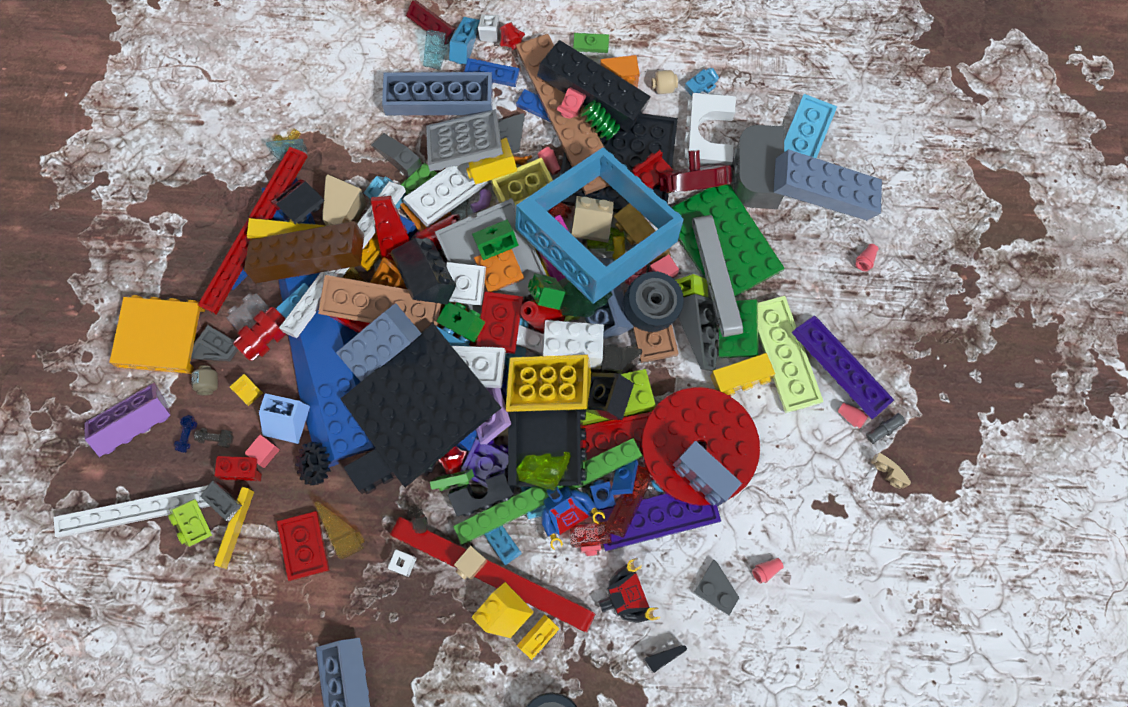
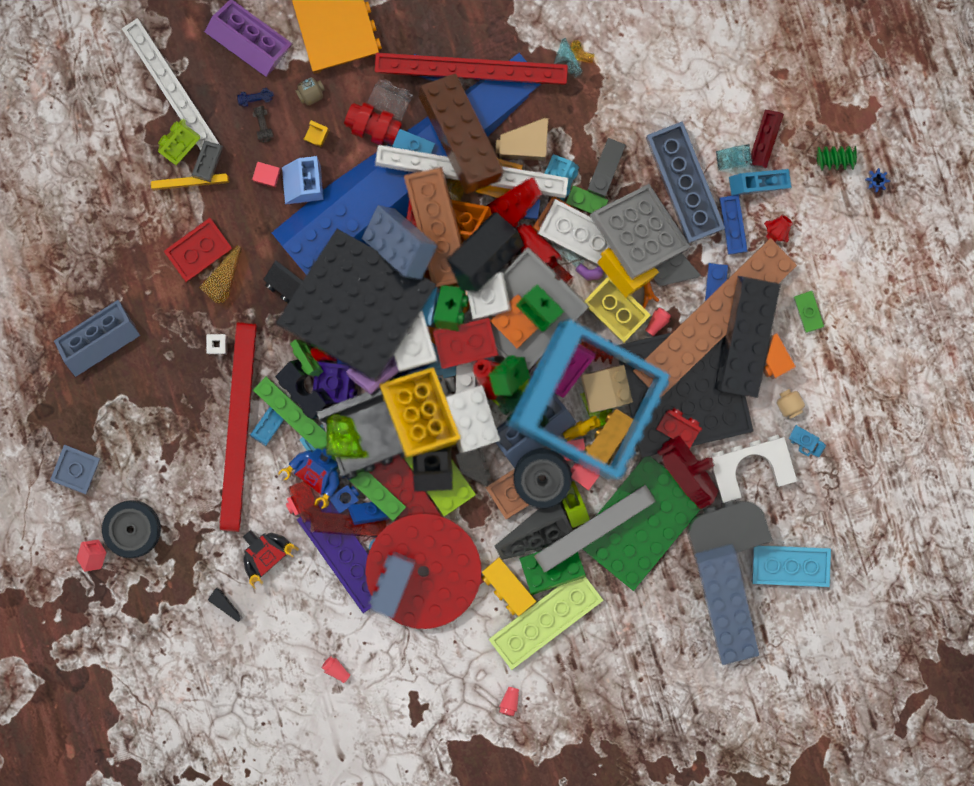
camera: 70 degrees right, 15 degrees up
(213, 346) = (346, 83): dark grey wing -> none
(237, 469) = (241, 161): red bracket -> none
(263, 228) = (479, 100): yellow tile -> none
(298, 202) = (510, 102): black slope -> none
(313, 463) = (272, 227): black gear -> none
(419, 520) = (257, 346): clear smoke bar -> none
(470, 563) = (236, 406): tan brick -> none
(488, 28) = (785, 200): white slope -> none
(502, 612) = (207, 450): yellow slope -> none
(538, 637) = (200, 489): yellow plate -> none
(572, 103) = (717, 322): coral bracket -> none
(600, 119) = (711, 357): green piece -> none
(717, 589) = (302, 630): dark grey wing -> none
(843, 367) = (551, 677): dark purple plate -> none
(866, 259) = (675, 667): coral cone -> none
(885, 428) = (508, 736): dark grey pin -> none
(895, 473) = (465, 759): tan slope -> none

